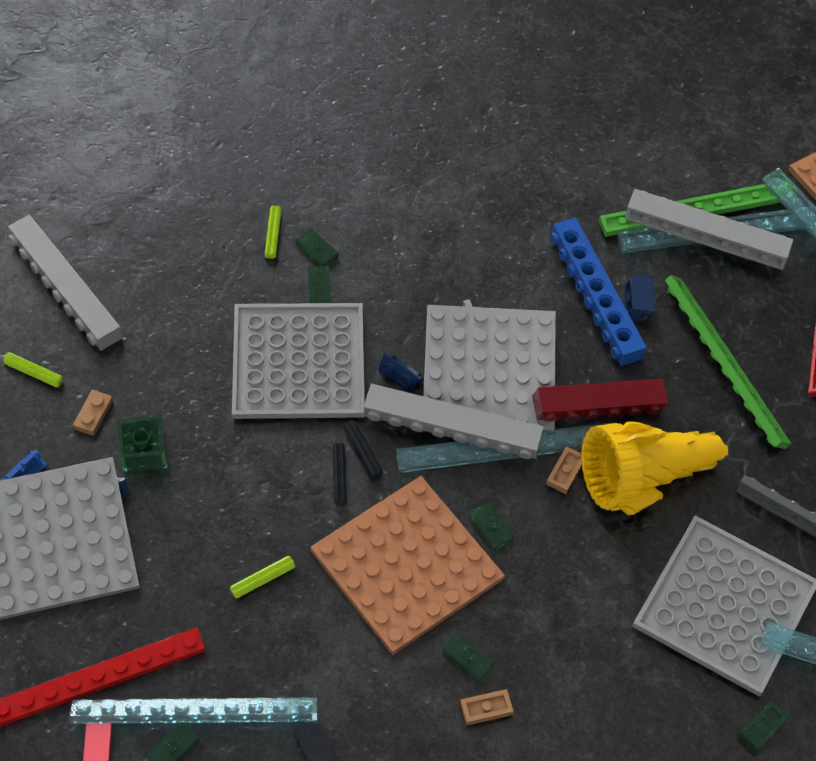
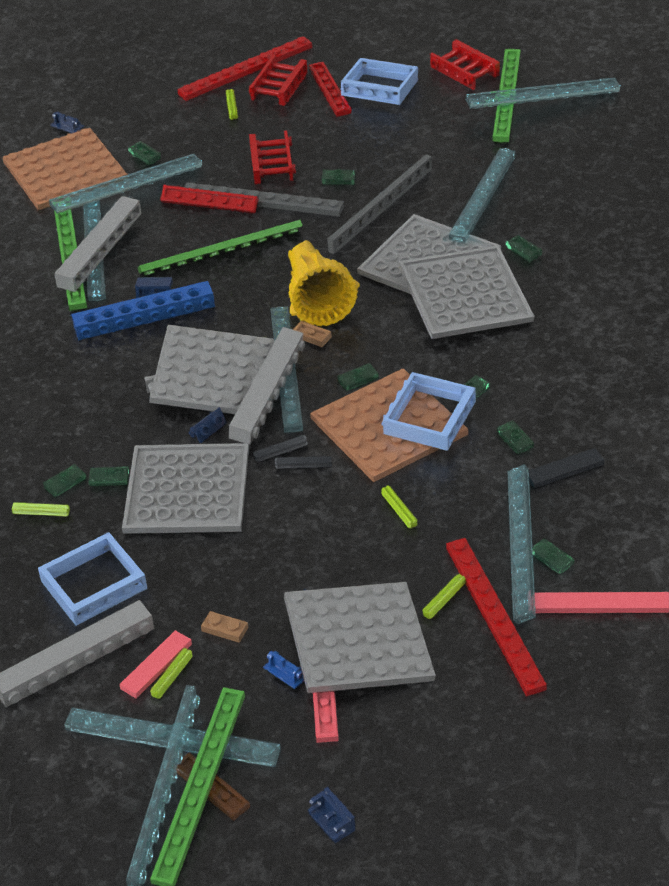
camera: 80 degrees left, 15 degrees down
(47, 355) = (154, 664): none -> coral tile
(116, 626) = (443, 596): none -> lime axle
(141, 443) = (266, 580): clear green brick -> none
(180, 316) = (103, 599): none -> light blue window
(381, 709) = (515, 437): none -> clear green plate
(396, 633) = (417, 382): none -> light blue window
(486, 707) = (513, 379): medium nougat plate -> none
(599, 399) = (254, 308): dark red brick -> none
(650, 646) = (465, 292): none -> light grey plate

